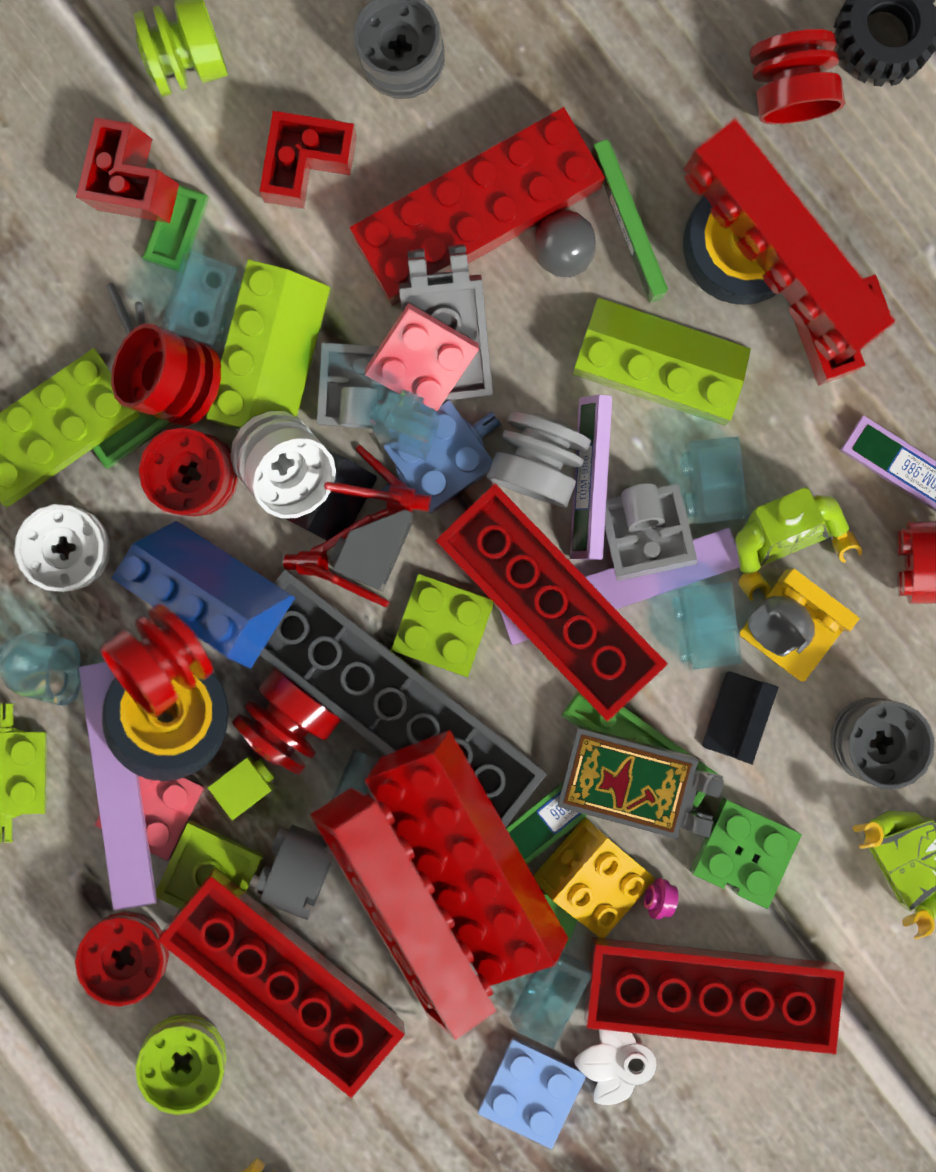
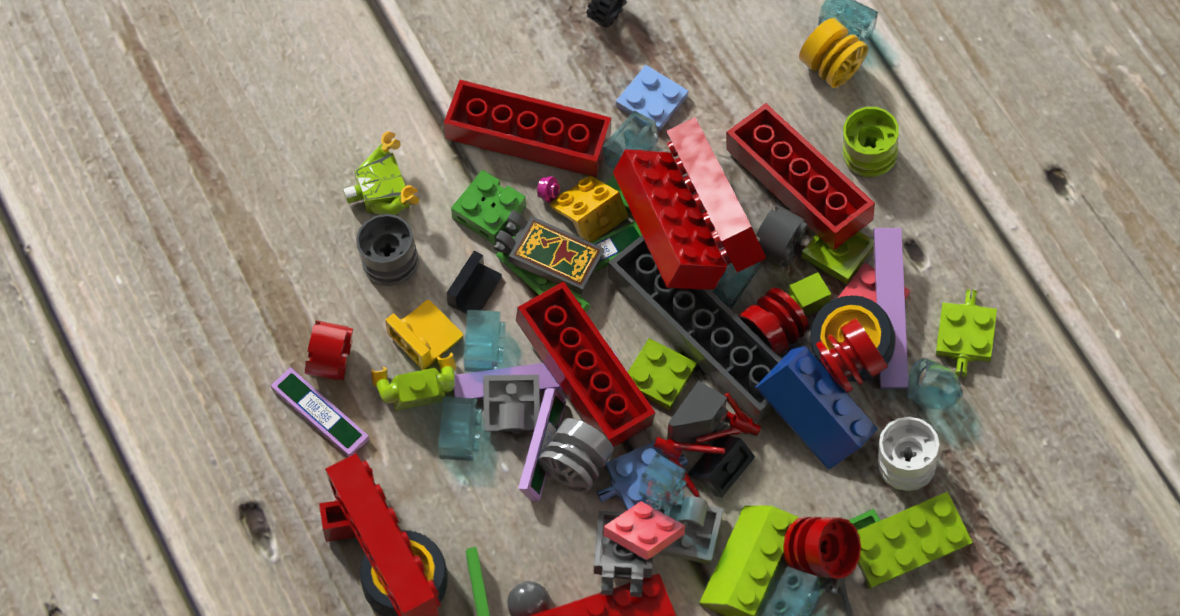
camera: 170 degrees left, 25 degrees down
(99, 965) = (901, 202): red wheel -> none
(166, 478) = (819, 473): red wheel -> none
(282, 464) = (750, 477): white wheel -> none
(609, 1066) = (598, 100): white plate -> none
(662, 362) = (478, 510): lime slope -> none
(782, 625) = (435, 328): dark grey hair -> none

